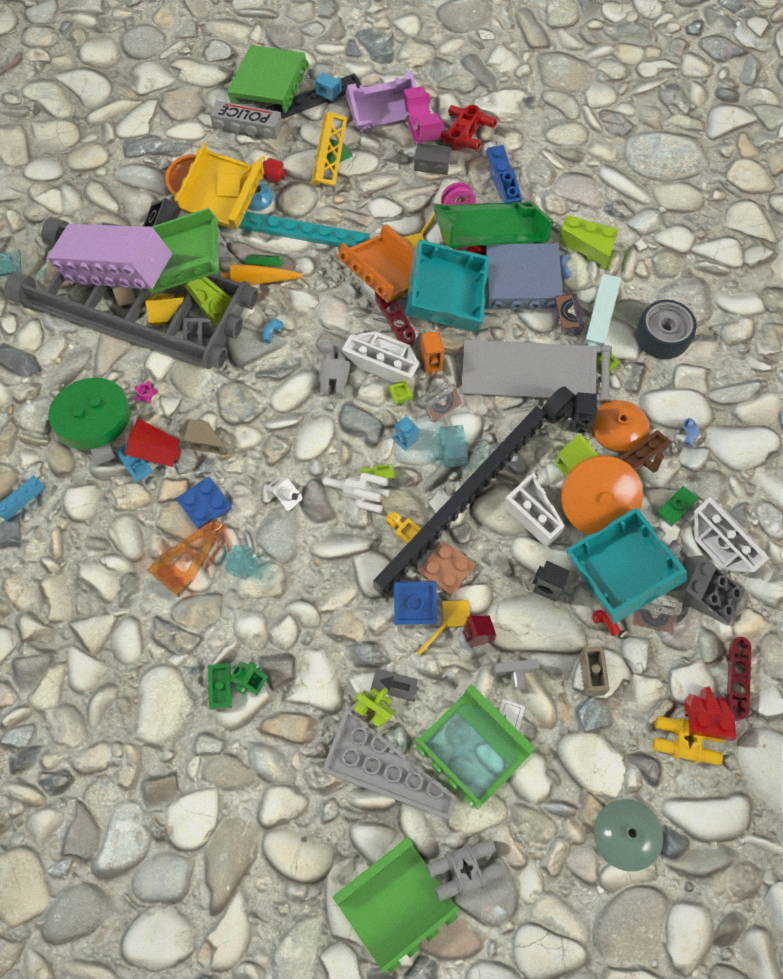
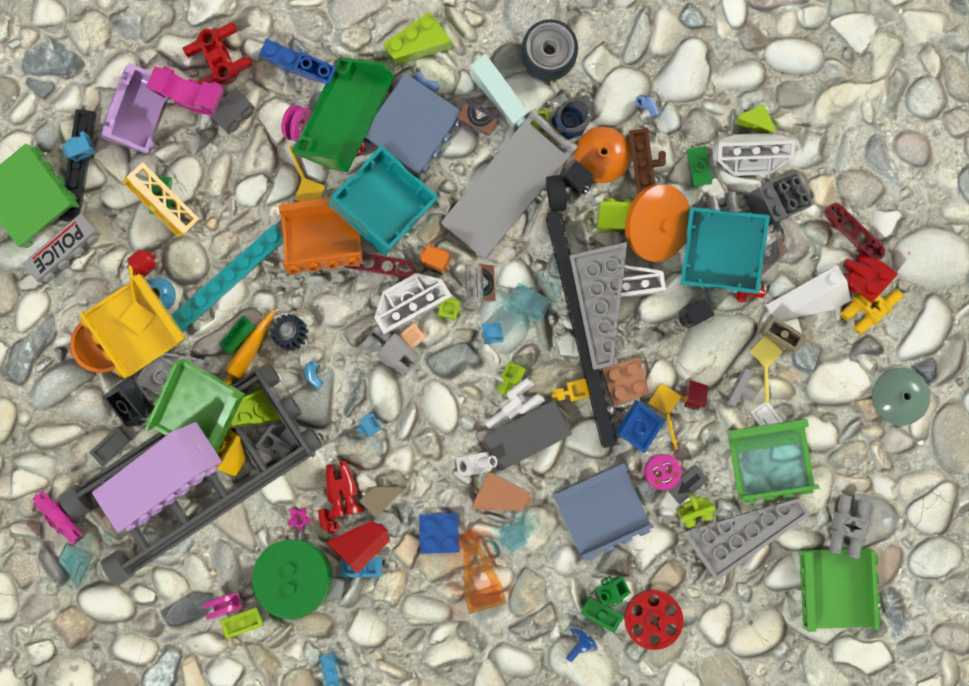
camera: 55 degrees left, 20 degrees up
(28, 401) = (242, 622): none -> lime plate
(33, 376) = (223, 606): none -> dark pink head
(34, 226) = (57, 518): none -> dark pink pin
(154, 412) = (326, 523): none -> red arm
(181, 684) = (584, 644): none -> blue plant
(191, 404) = (340, 488): none -> red piece
(249, 749) = (650, 628): none -> red wedge
(259, 392) = (369, 425): none -> dark azure tile
(271, 528) = (501, 495): none -> nougat slope
(293, 291) = (289, 332): none -> black wheel
(317, 624) = (602, 511): none -> sand blue panel
(339, 516) = (528, 435): none -> dark grey slope
(357, 380) = (412, 336): none -> light nougat tile
(389, 651) = (662, 471): none -> dark pink head
(506, 482) = (599, 291): none -> light grey wing
(566, 675) = (766, 354): none -> light yellow piece
(631, 380) = (573, 116): none -> piece
(657, 682) = (815, 296): none -> white wedge
(755, 521) = (756, 120): none -> lime slope

